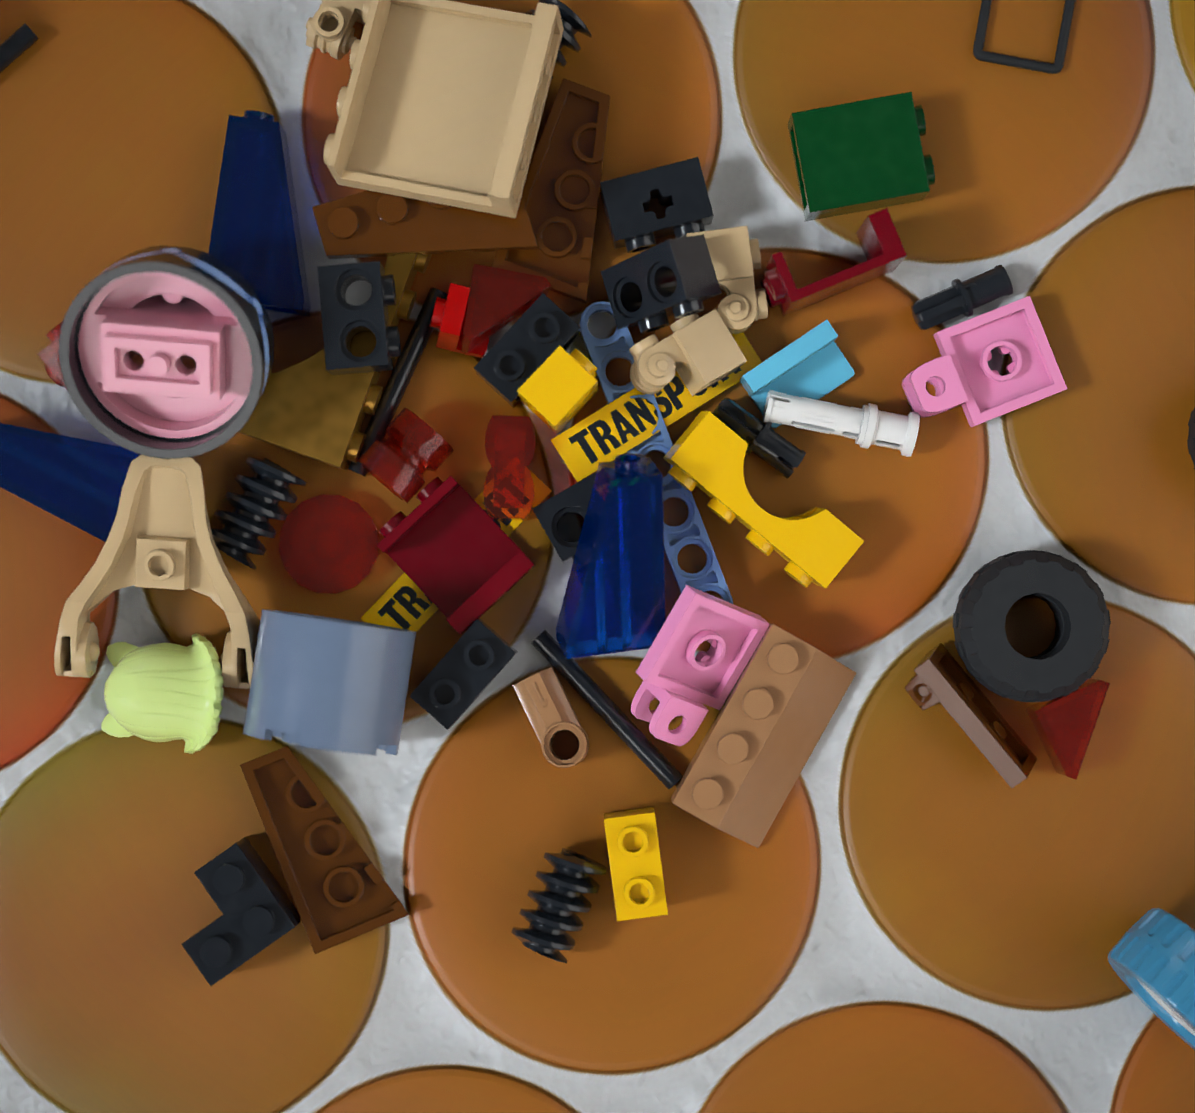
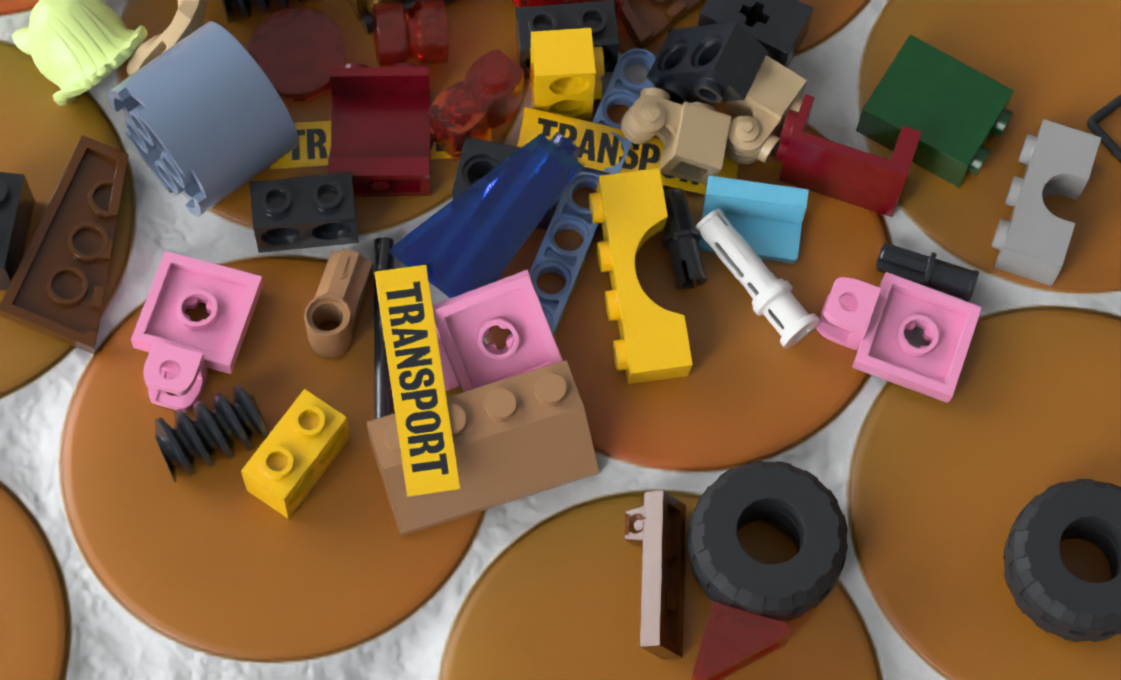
camera: 35 degrees right, 20 degrees down
(471, 855) = (185, 348): none -> bright pink plate
(682, 742) = (417, 381): none -> yellow sticker
(1013, 201) = (1034, 239): none -> light grey arch

